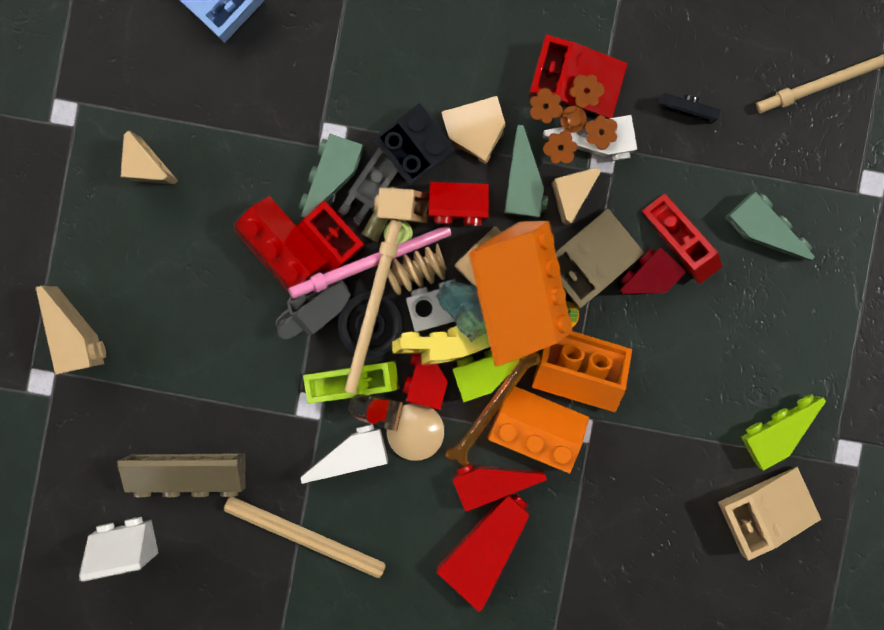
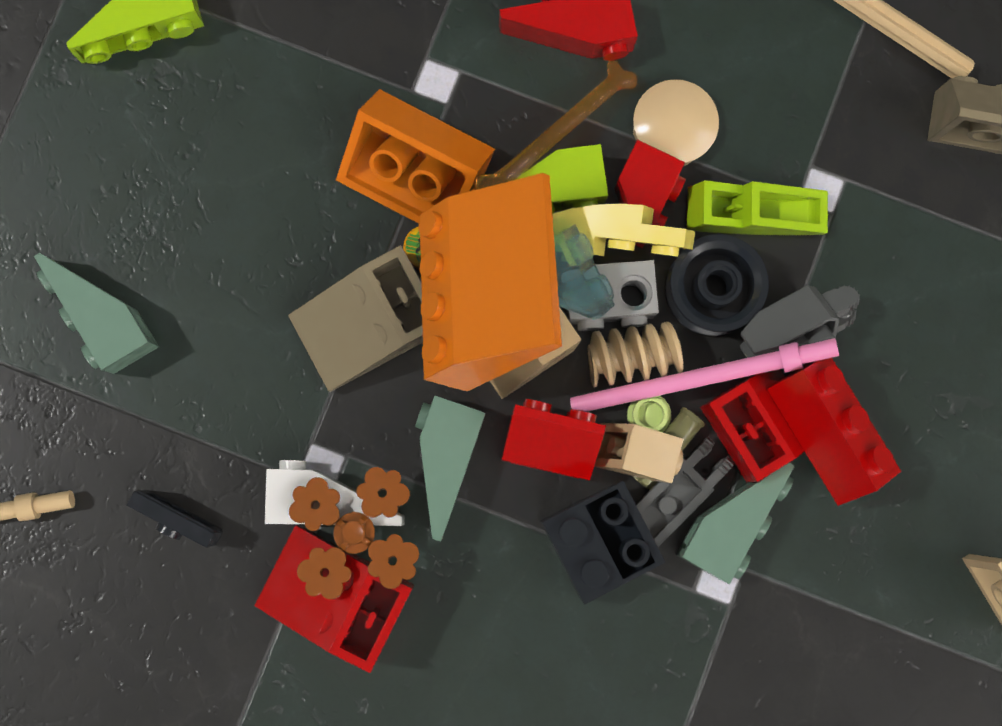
camera: 175 degrees left, 5 degrees down
(356, 453) = (768, 104): white slope -> none
(376, 410) = (730, 159): clear smoke leg -> none
(387, 250) = (675, 386): tan bar -> none
(475, 127) = (503, 552): tan slope -> none
(539, 429) = (494, 86): orange slope -> none
(571, 192) = (376, 422): tan slope -> none
(655, 275) = (282, 277): dark red slope -> none
(683, 239) = (226, 324): red slope -> none

